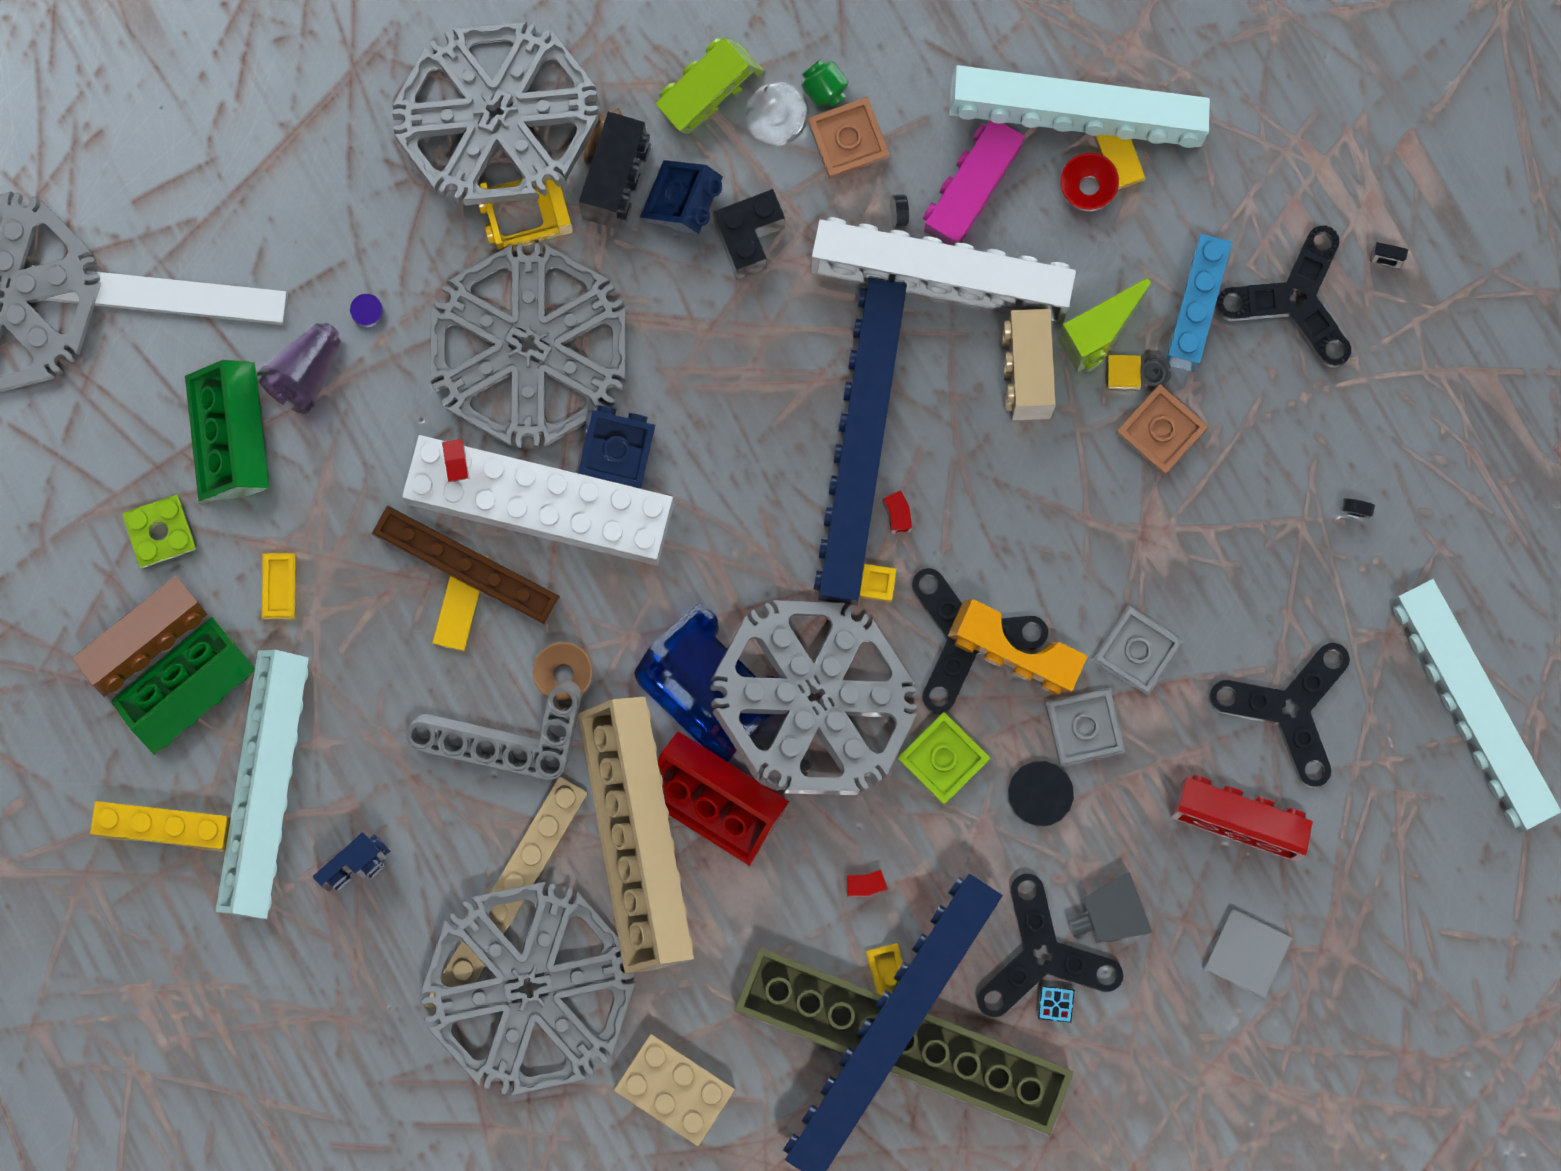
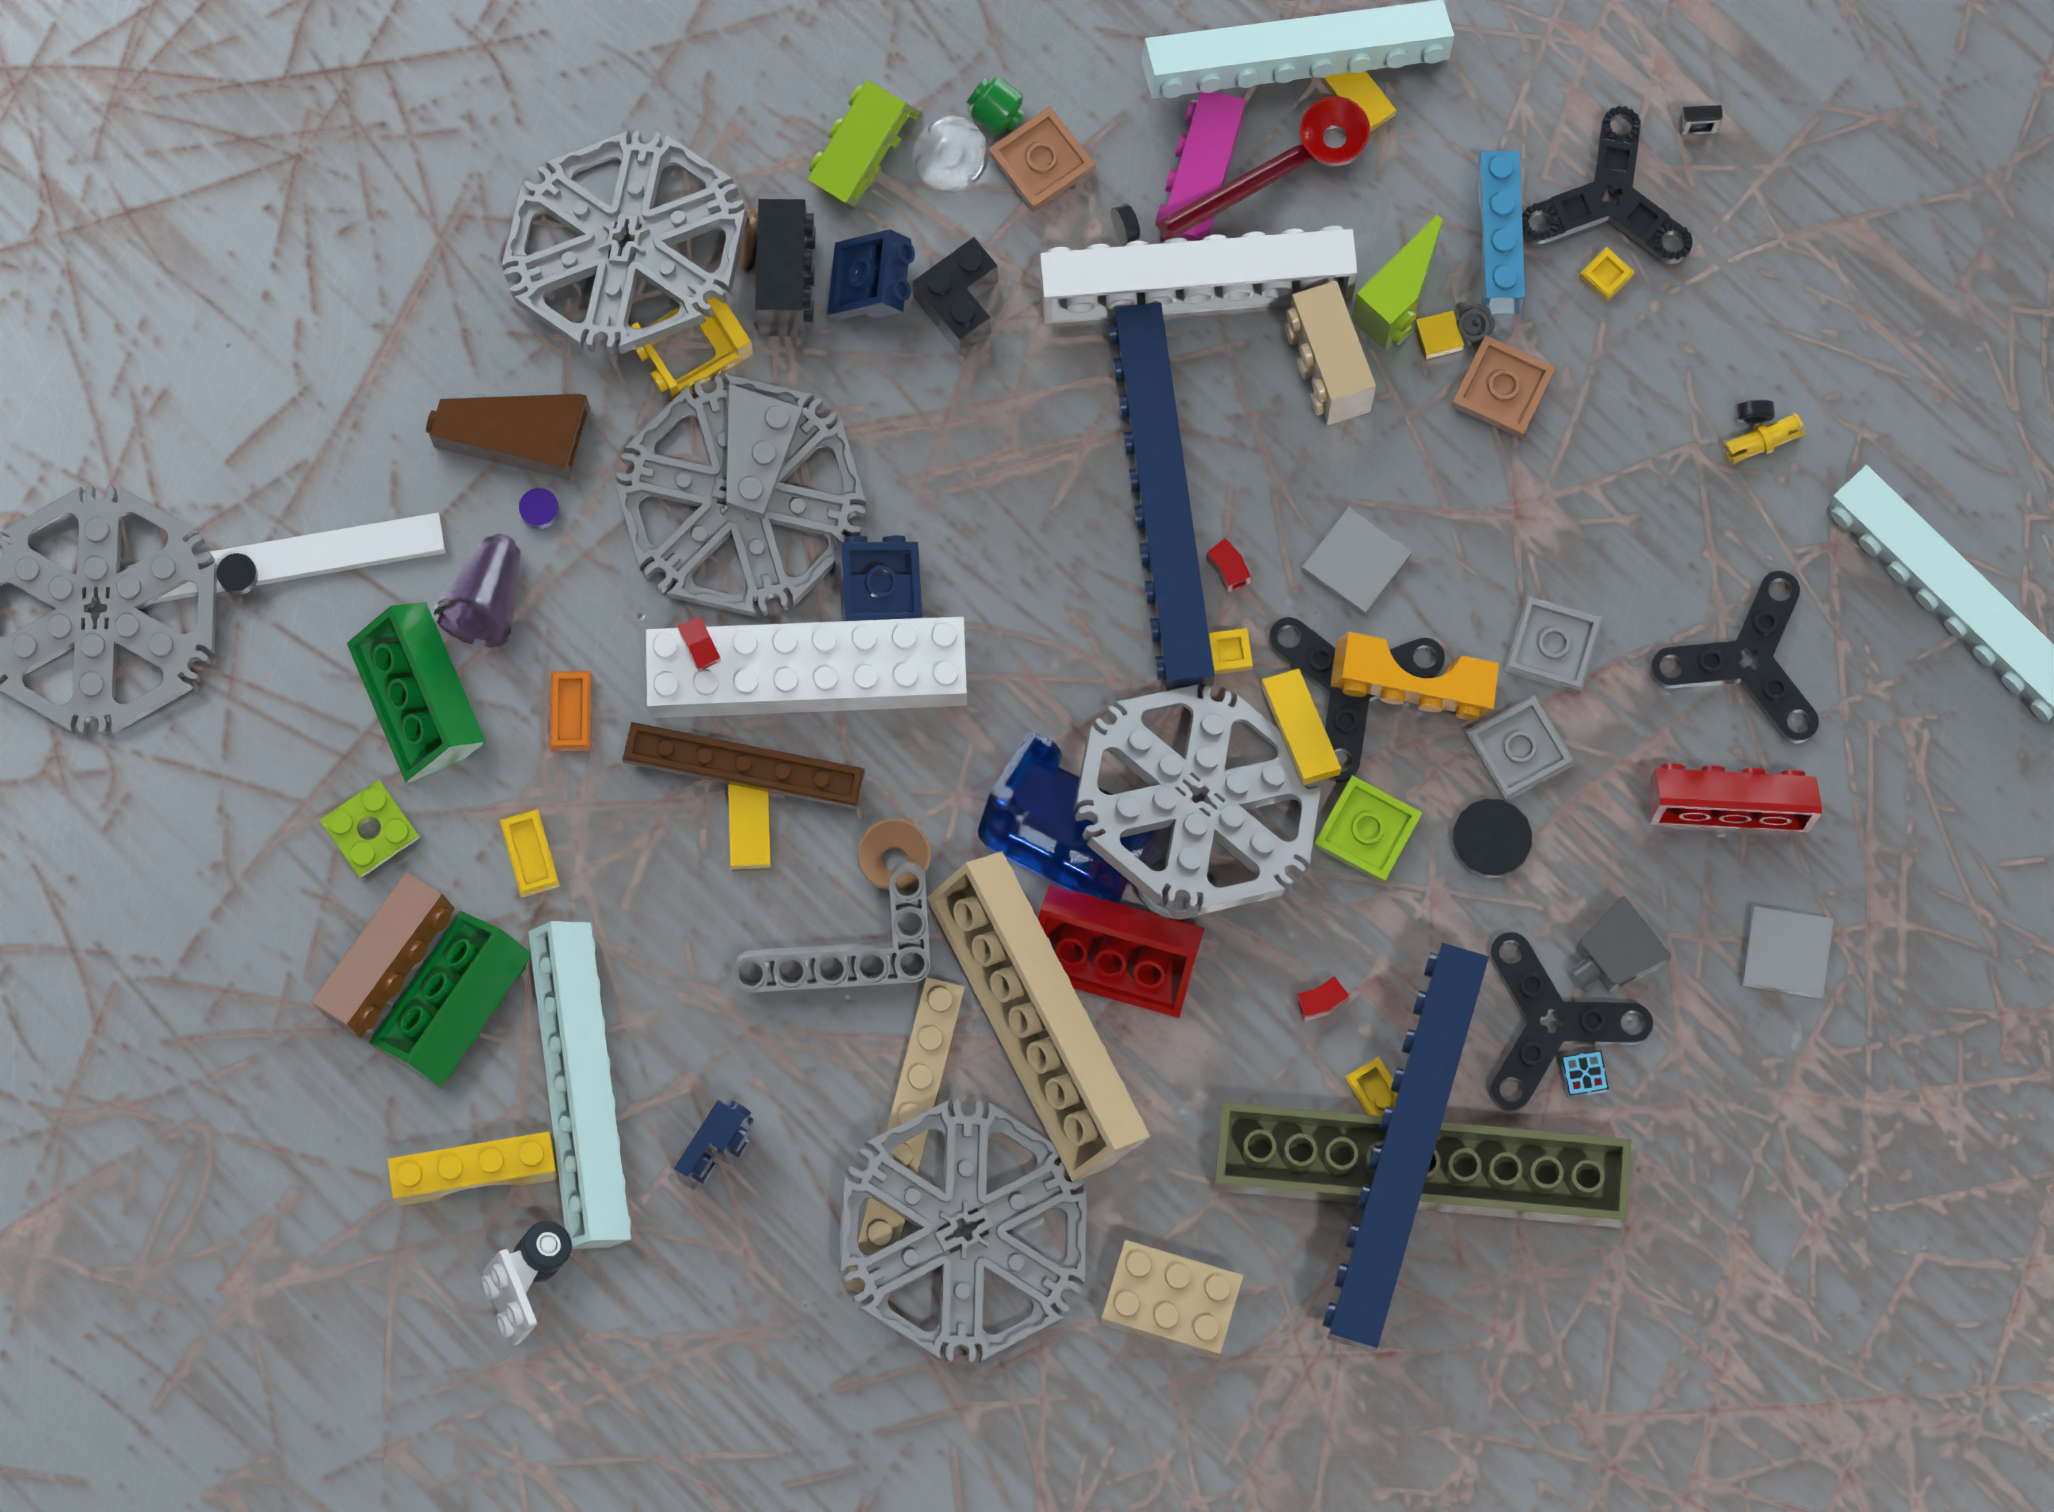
camera: 15 degrees left, 5 degrees down
(113, 297) = (237, 574): none -> black tile
(163, 921) = (509, 1276): none -> white plate
(344, 481) = (570, 711): none -> orange tile
(365, 242) = (516, 431): none -> reddish brown slope
(551, 311) = (757, 447): none -> light grey wing
(915, 661) = (1301, 727): none -> yellow tile
(992, 210) = (1233, 192): none -> dark red axle
(1001, 538) = (1356, 561): none -> light grey tile
(1274, 360) = (1607, 274): none -> yellow tile
(1358, 532) = (1763, 439): none -> yellow pin

